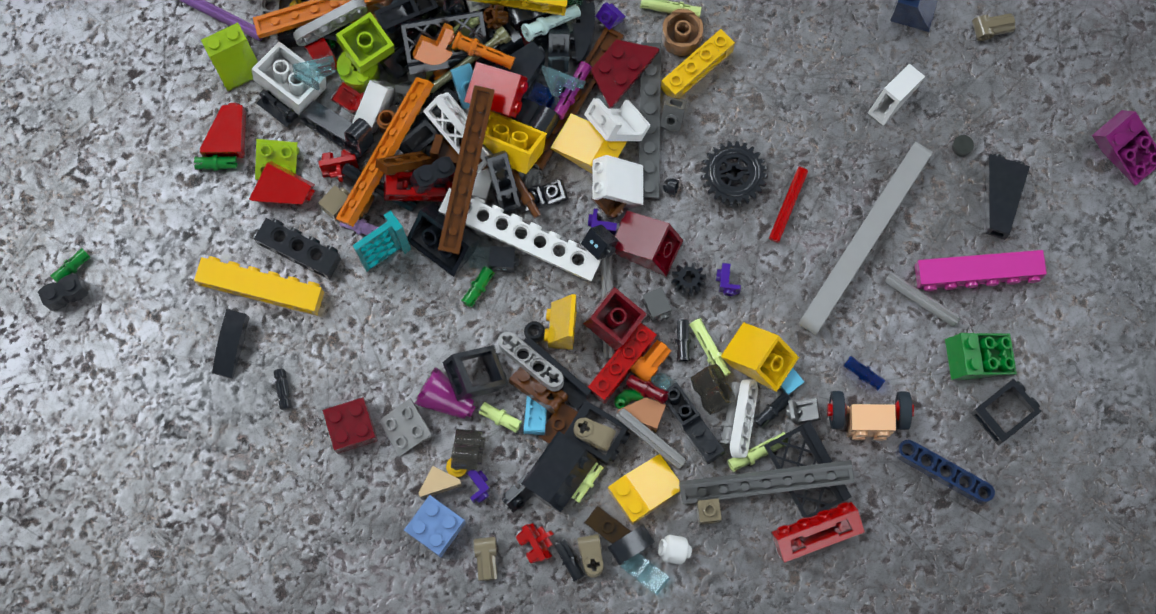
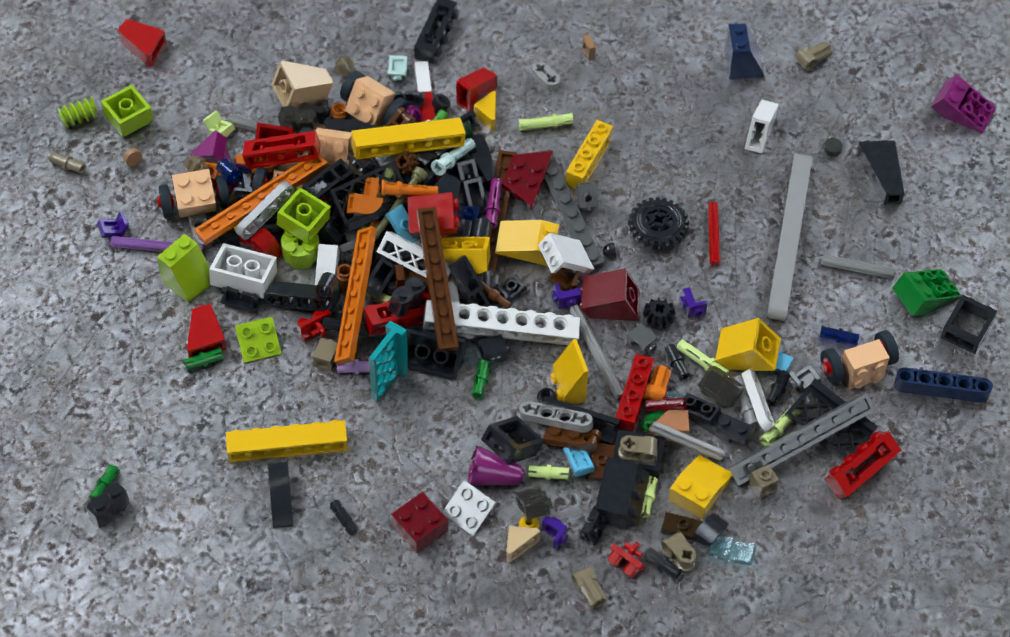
camera: 25 degrees left, 20 degrees down
(273, 228) = (316, 407): black brick -> none
(282, 186) = (273, 356): red slope -> none
(309, 70) = (266, 252): clear light blue slope -> none
(347, 98) = (301, 272): red bracket -> none
(403, 162) = (377, 296): reddish brown plate -> none
(435, 526) = (532, 576): medium blue brick -> none
(557, 79) = (480, 193): clear light blue slope -> none
(600, 242) = (573, 305): black brick -> none
(610, 15) = (499, 140): dark purple bracket -> none
(614, 318) = (613, 357): dark red brick -> none
(617, 124) = (544, 211): white panel -> none
(674, 549) = (749, 521): white head -> none
(682, 43) = (565, 134): medium nougat brick -> none
(980, 269) = (893, 228): dark pink brick -> none

